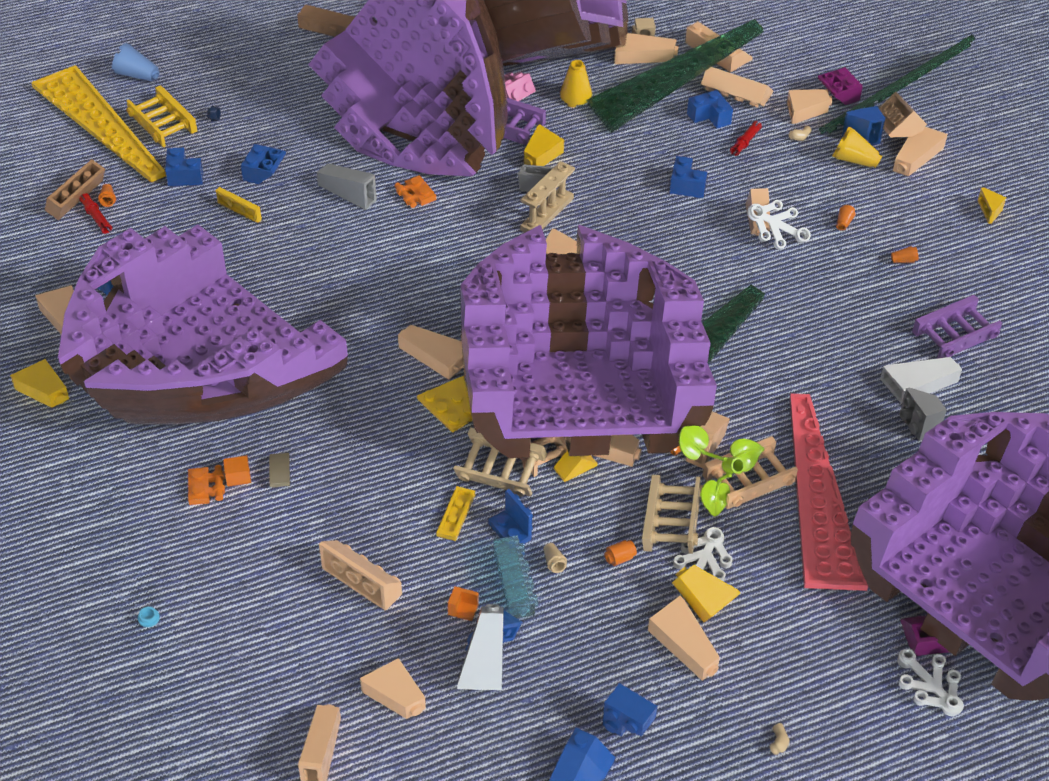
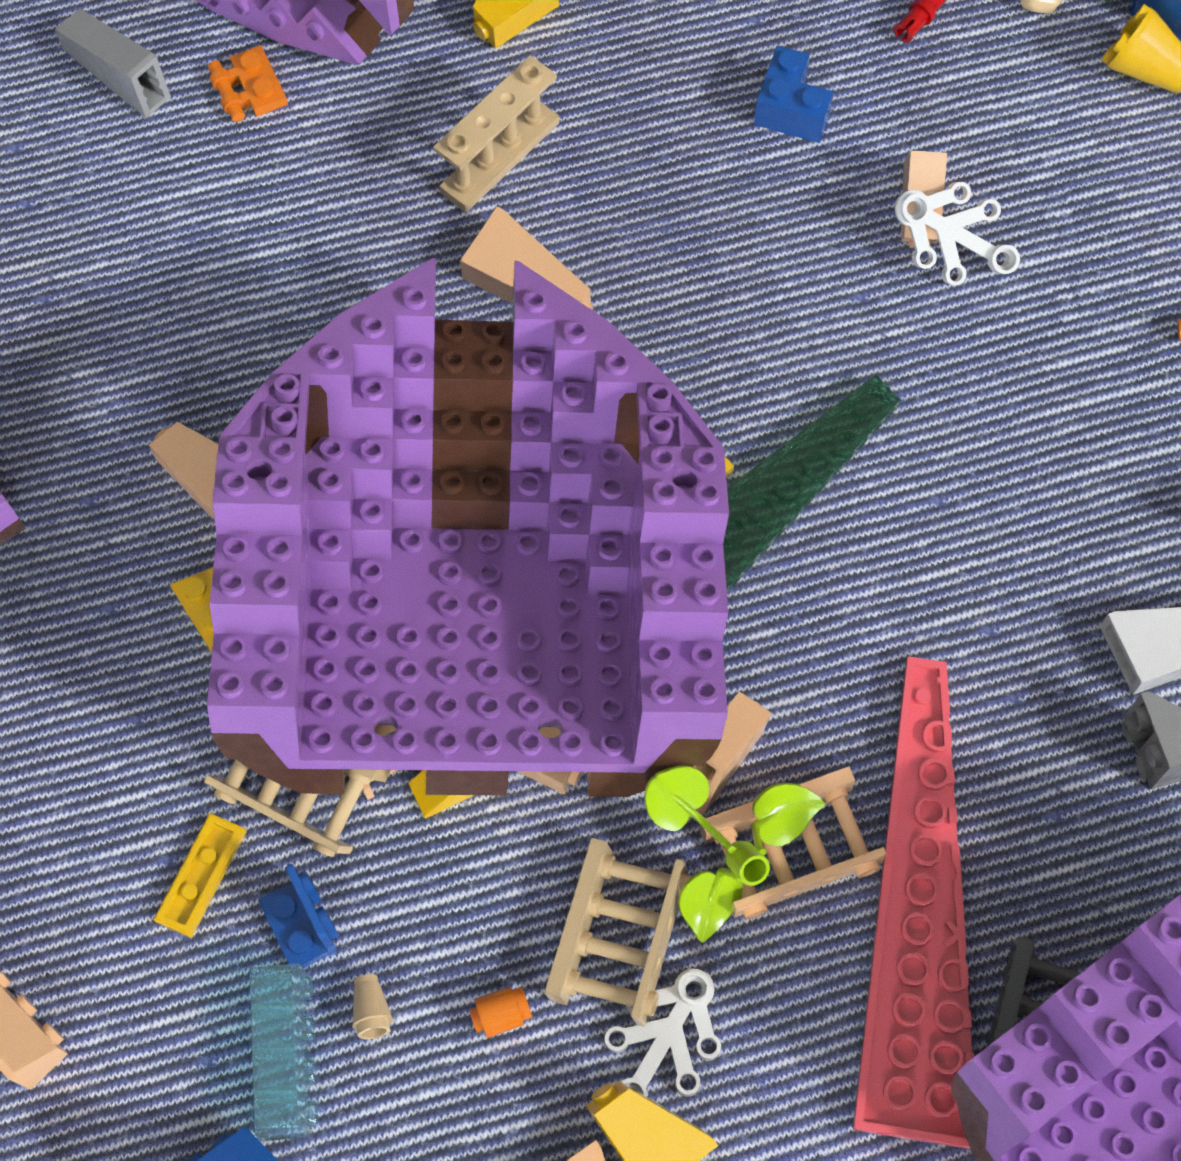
camera: 10 degrees right, 20 degrees up
(463, 603) = (174, 1100): orange panel -> none
(530, 175) = (480, 70): light grey slope -> none
(845, 216) = (1099, 219): orange cone -> none

